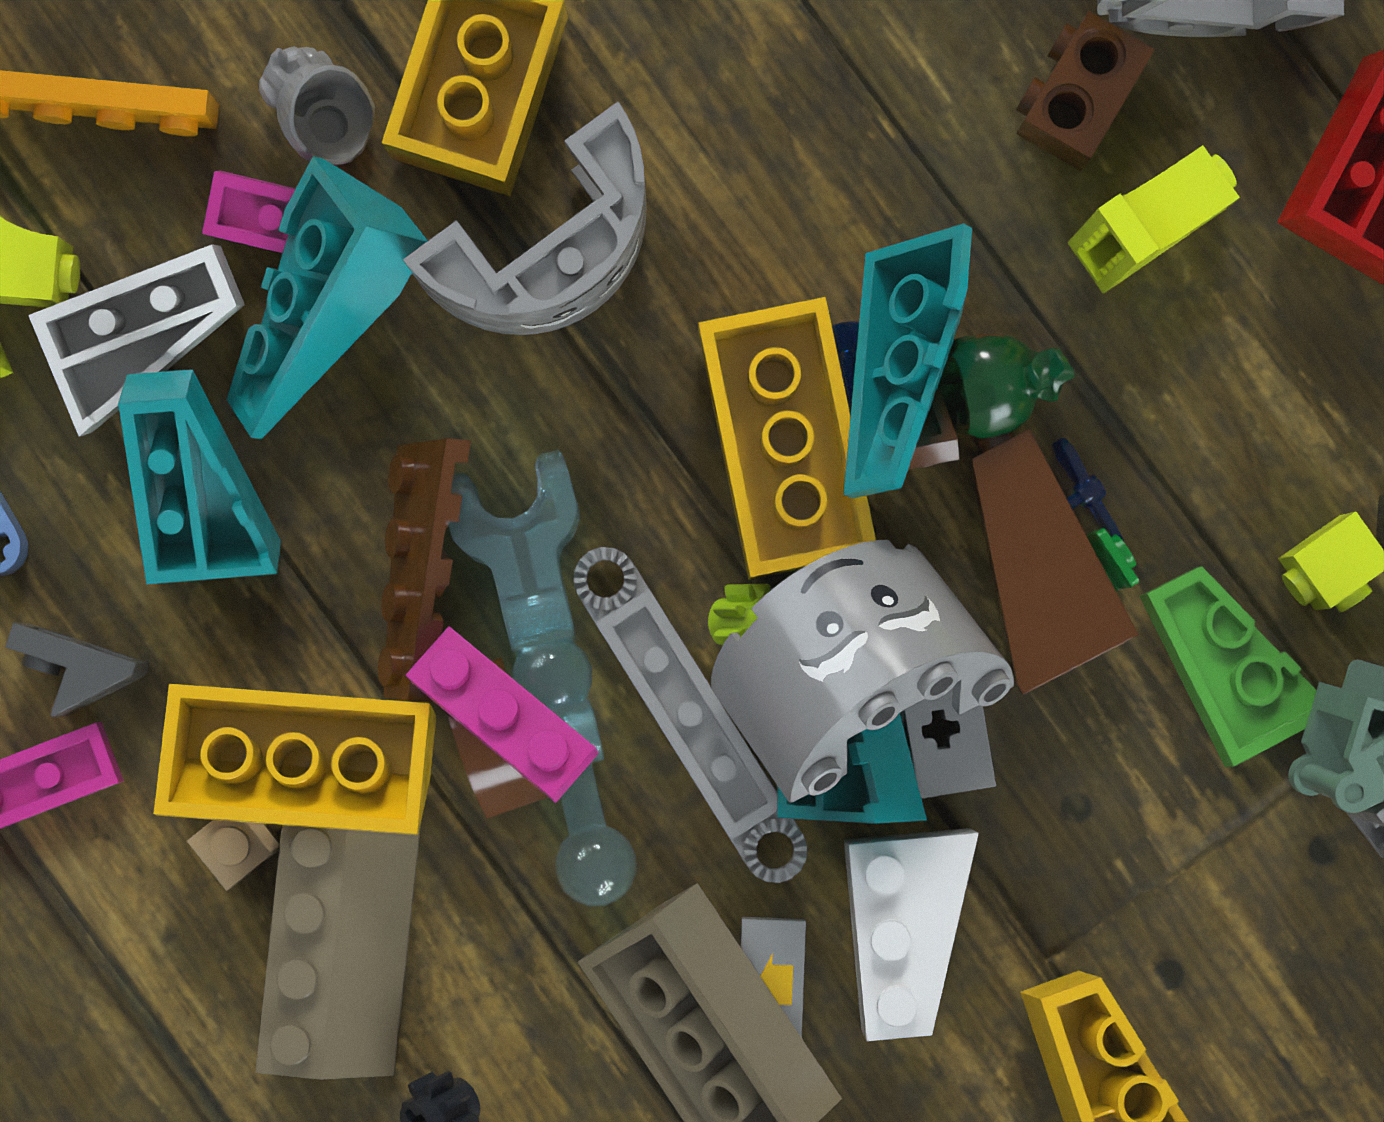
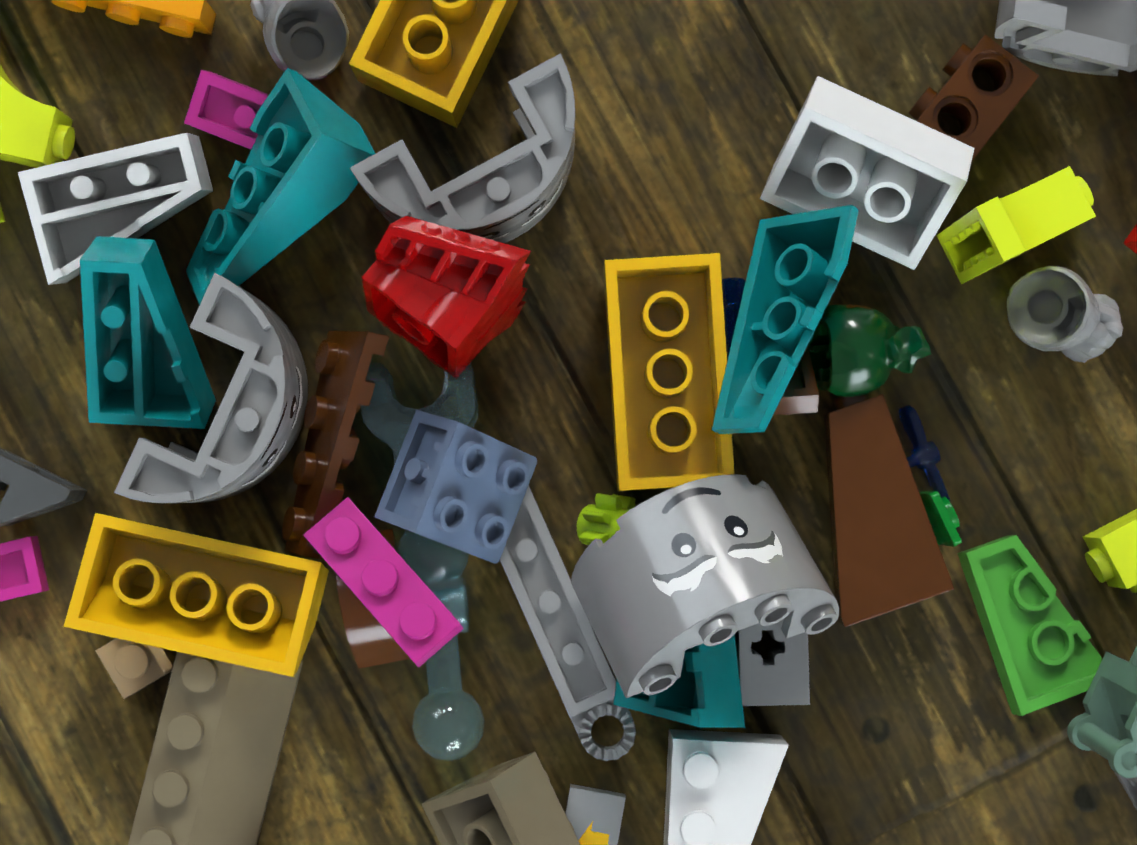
camera: 15 degrees right, 0 degrees up
(333, 556) = (254, 421): none -> light grey cylinder
(525, 381) = (444, 289): none -> red slope
(568, 597) = (456, 486): none -> sand blue bracket
(984, 170) = (874, 159): none -> white brick
(1215, 311) = (1060, 313): none -> light grey hair

